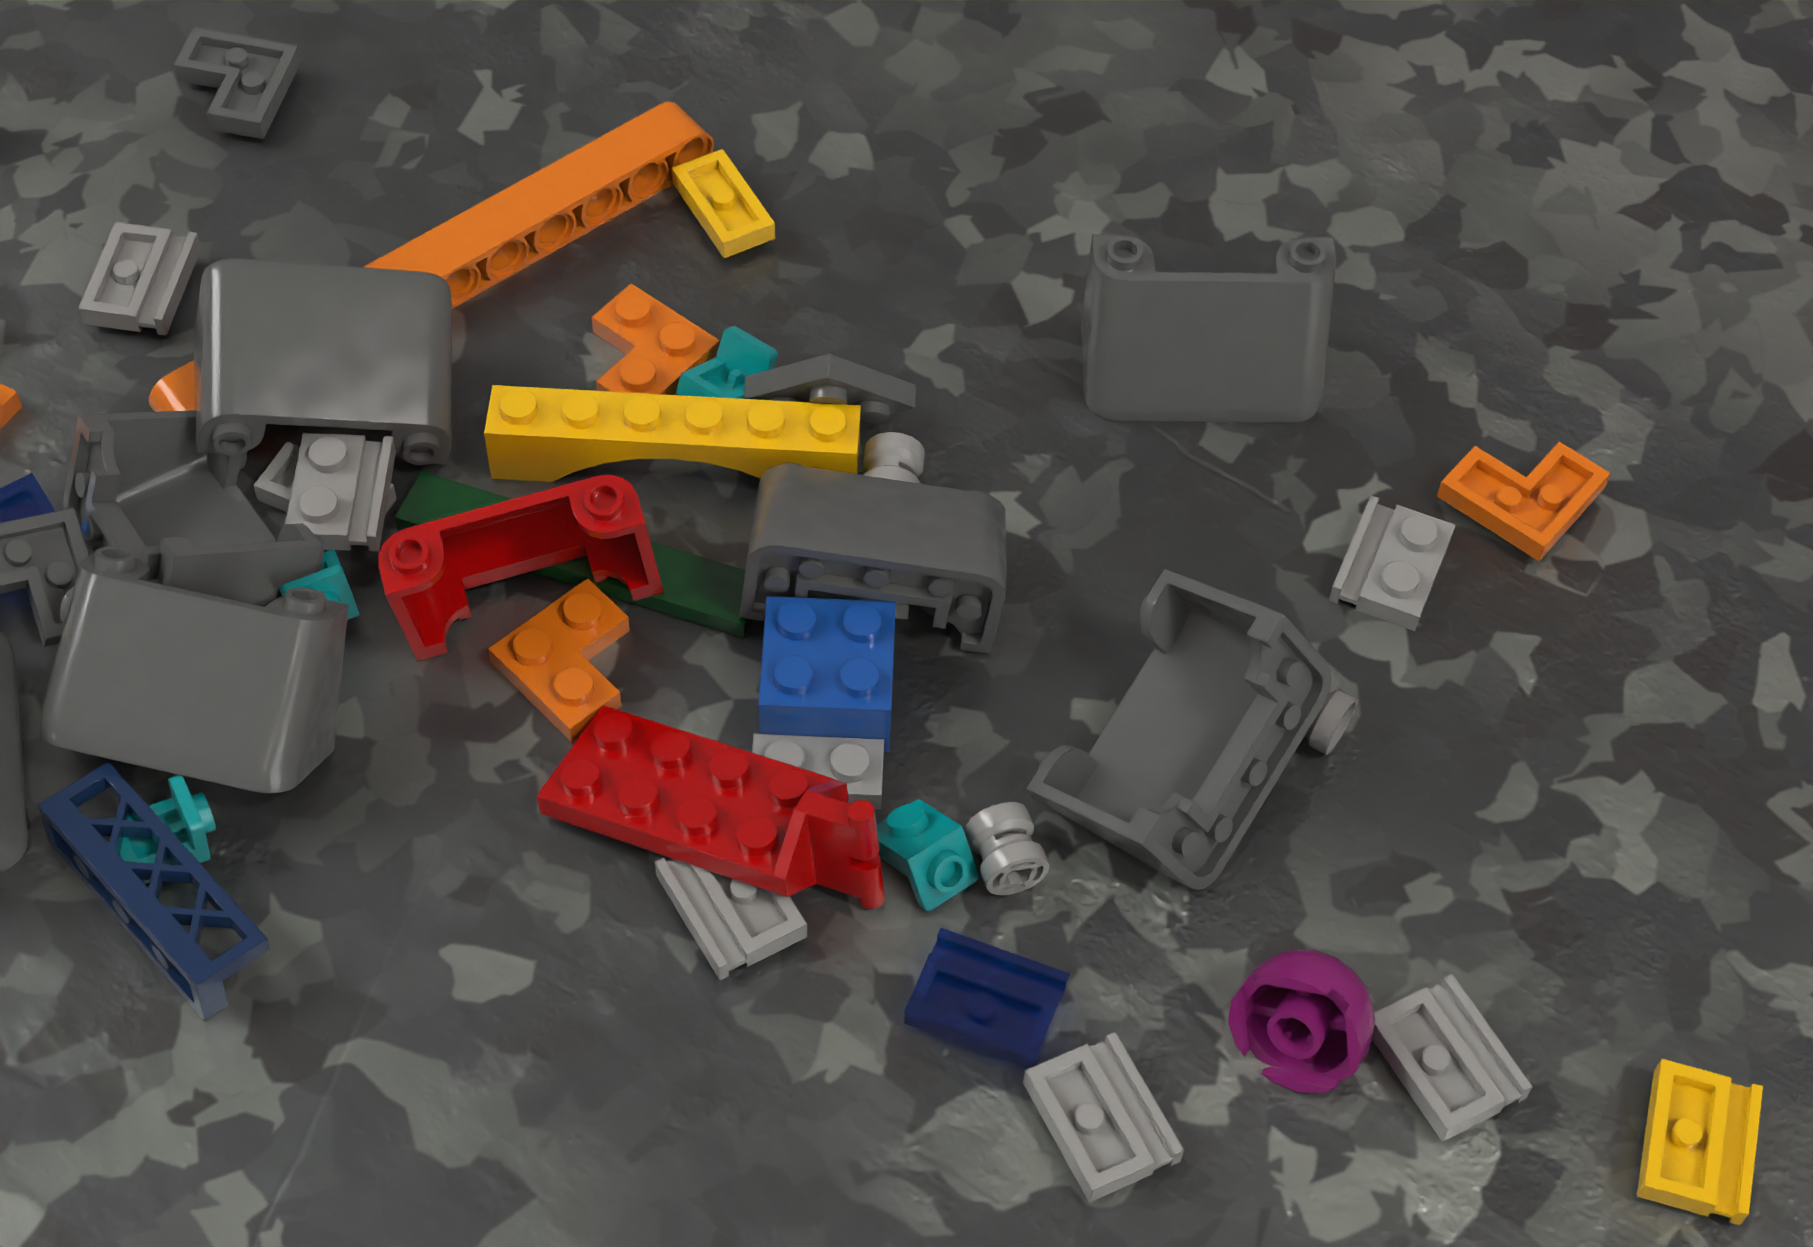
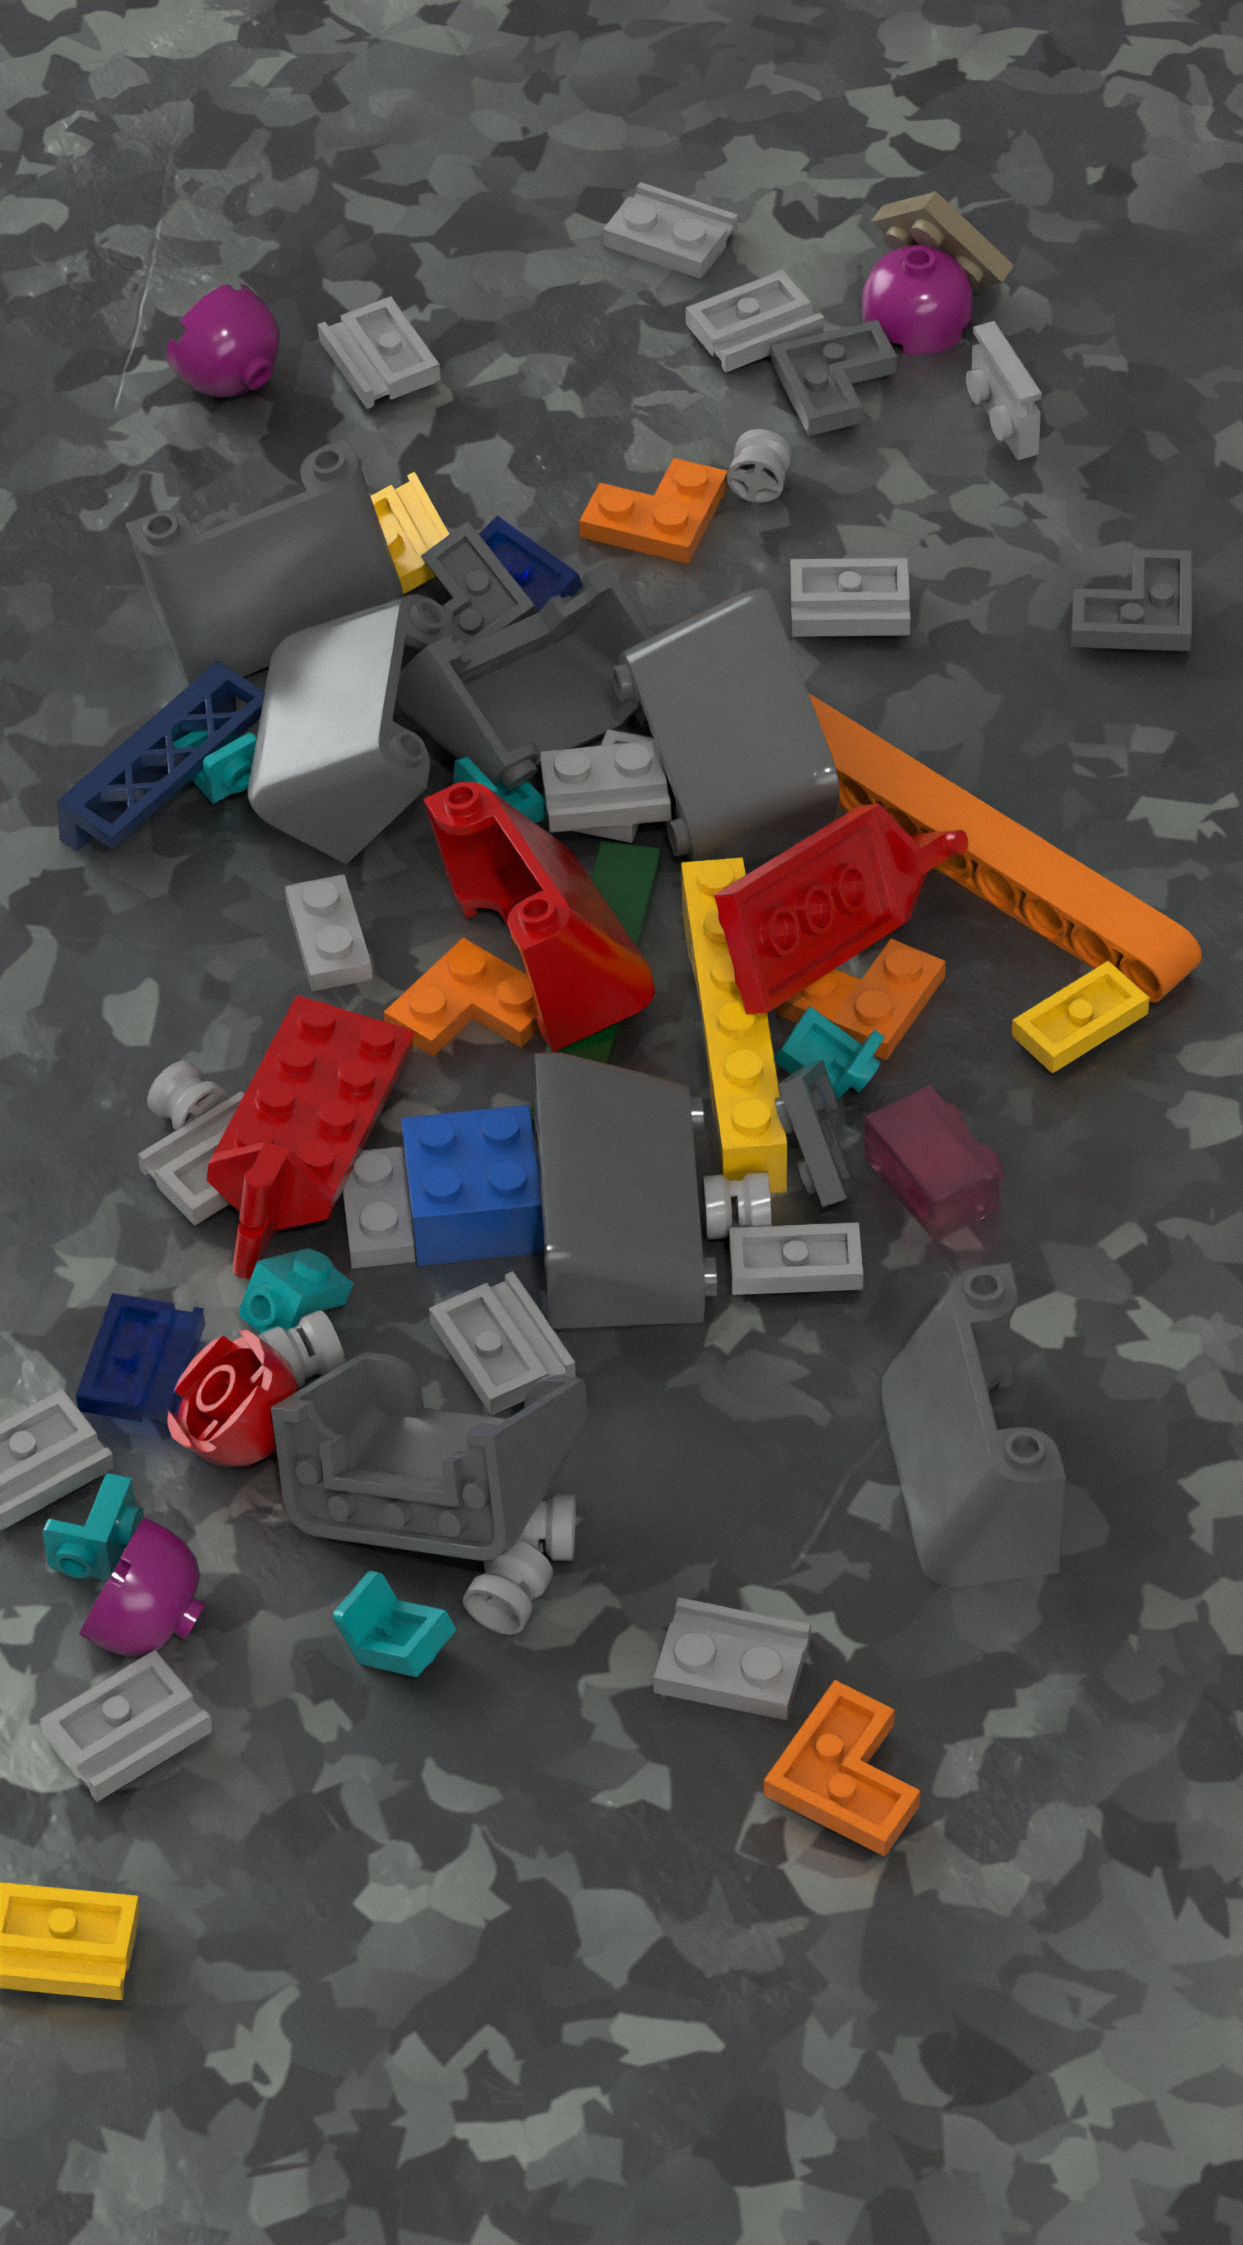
camera: 85 degrees right, 5 degrees down
(434, 771) = (328, 932): none -> light grey plate
(525, 294) = (825, 901): none -> red hinge
(650, 916) = (183, 1094): none -> light grey wheel
(876, 322) = (933, 1162): none -> clear pink brick
(959, 439) = (795, 1258): none -> light grey plate
(1018, 682) = (500, 1341): none -> light grey plate
(1085, 902) = (230, 1400): none -> red cylinder
(1213, 1048) = (99, 1544): none -> teal bracket
(1358, 807) = (391, 1631): none -> teal bracket

